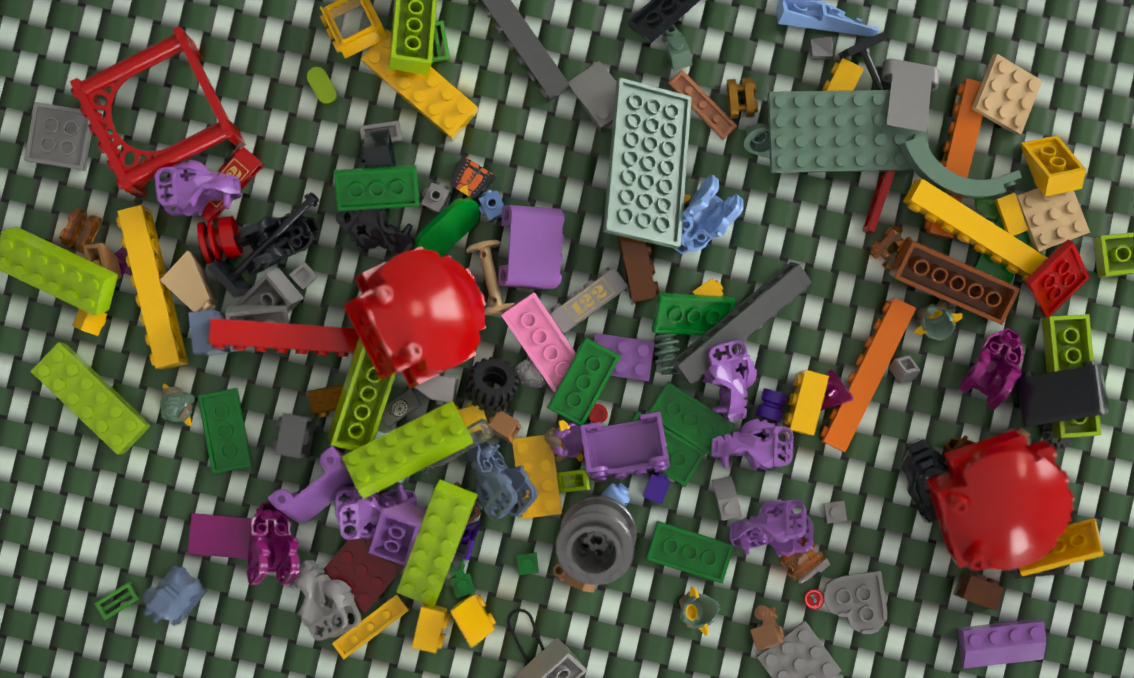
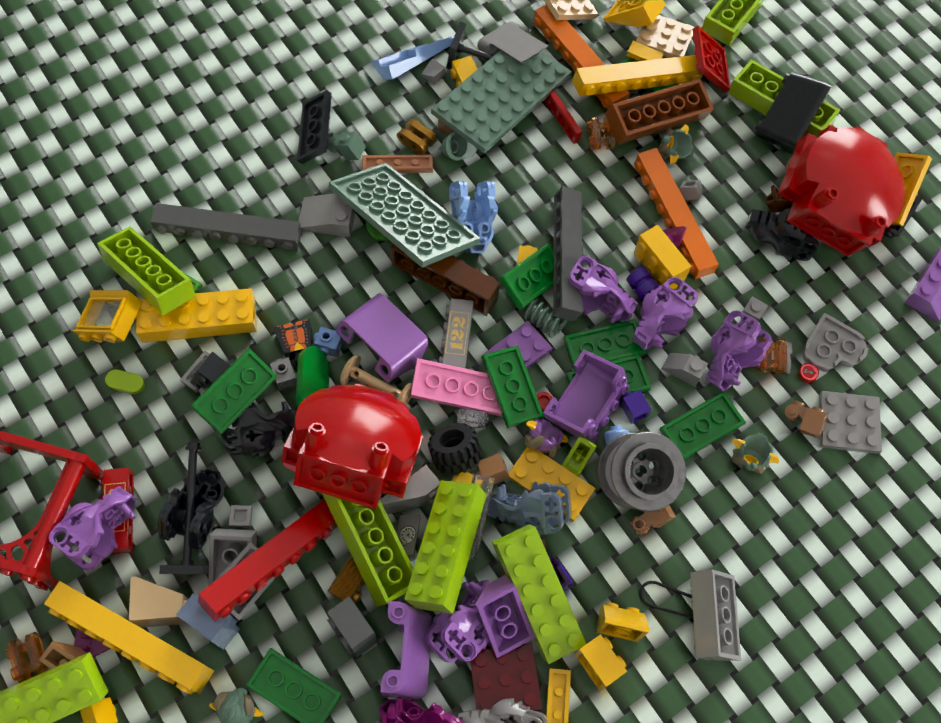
camera: 50 degrees left, 20 degrees down
(216, 240) = (149, 550): red wheel -> none
(462, 583) = (584, 609): green plate -> none
(527, 563) = (611, 547): green plate -> none
(931, 170) = (565, 65): sand green arch -> none
(977, 590) = (888, 264): reddish brown brick -> none
(996, 367) = (742, 136): magenta animal -> none

